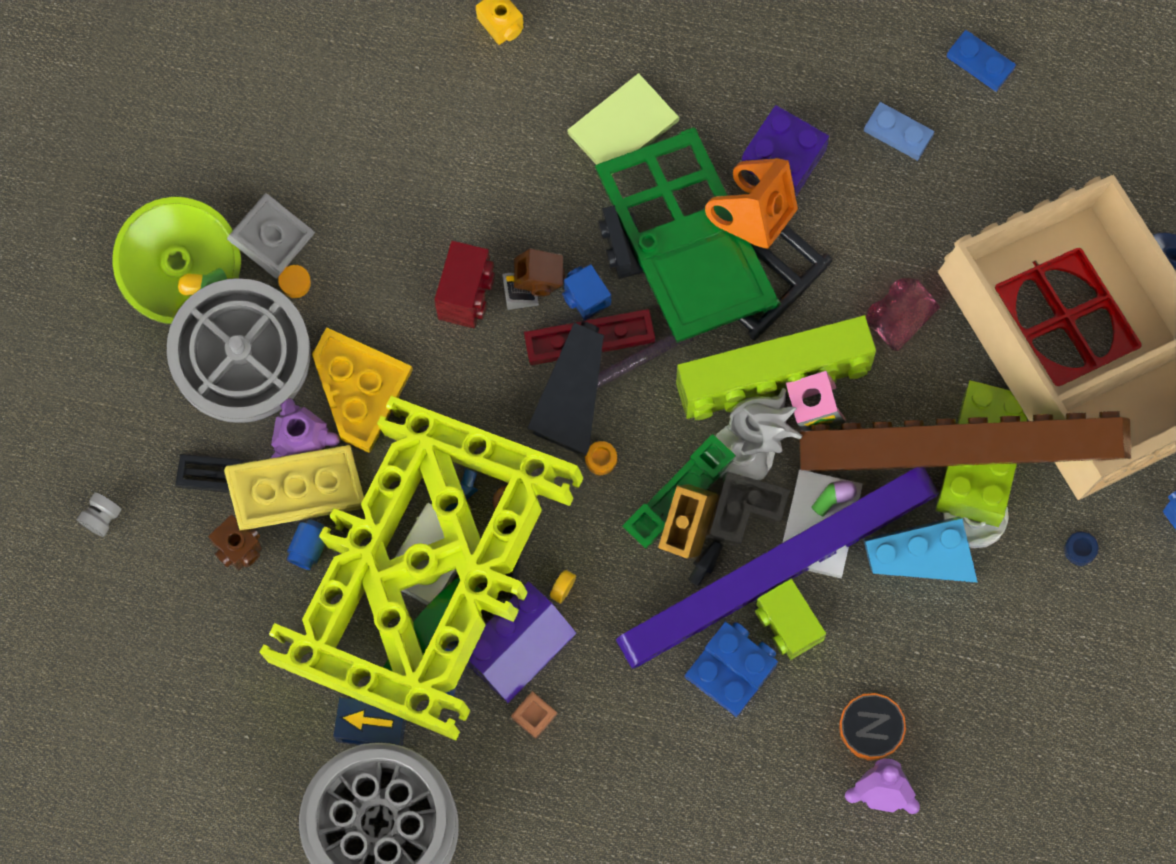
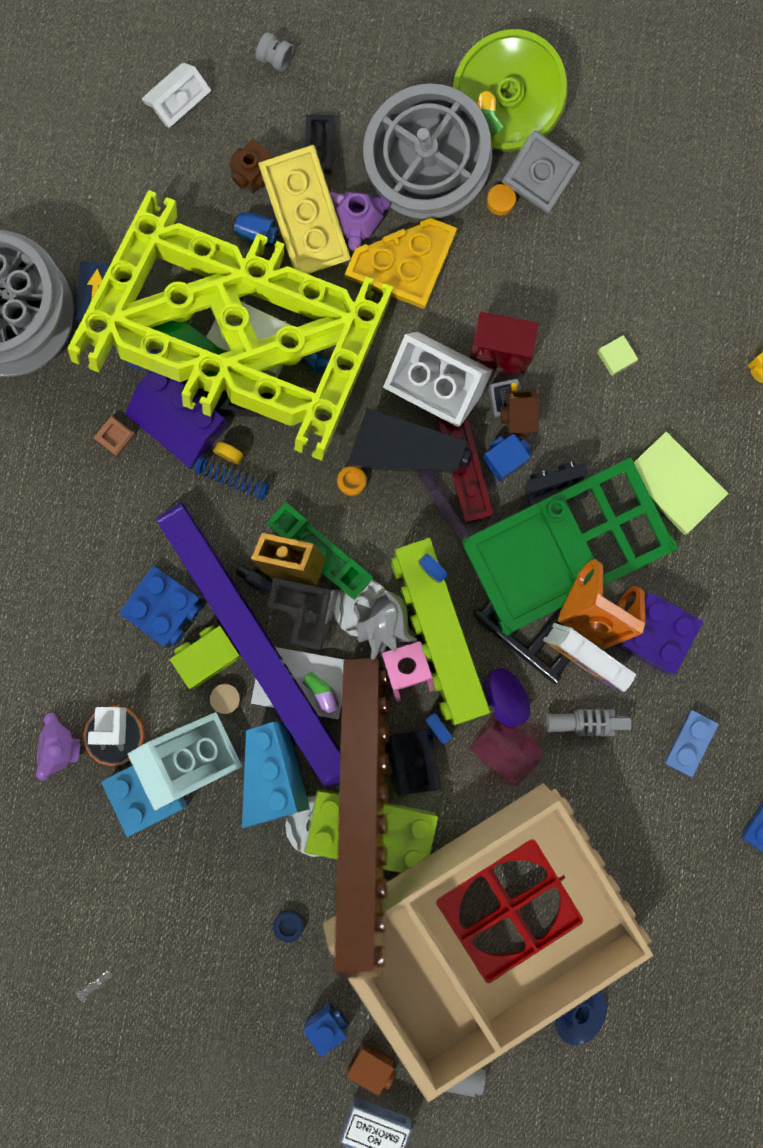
camera: 85 degrees right, 10 degrees up
(134, 629) = (177, 93): none -> white panel
(480, 173) = (617, 355): none -> yellowish green tile
(496, 356) = (436, 378): none -> white slope
(603, 551) = (200, 467): none -> blue piece
(712, 359) = (432, 568): none -> blue tile
(808, 218) = (589, 657): none -> white piece
(836, 604) = (225, 698): none -> tan tile
(846, 304) = (506, 697): none -> dark purple tile
(862, 724) = (109, 726): none -> white panel
(874, 229) = (588, 722): none -> light grey hinge
(875, 379) = (438, 728): none -> blue tile
(904, 635) = (184, 760): none -> light aqua brick
(911, 402) = (413, 763): none -> black bracket
(938, 690) = (133, 804): none -> dark azure brick
(1143, 758) = (82, 994): none -> clear piece

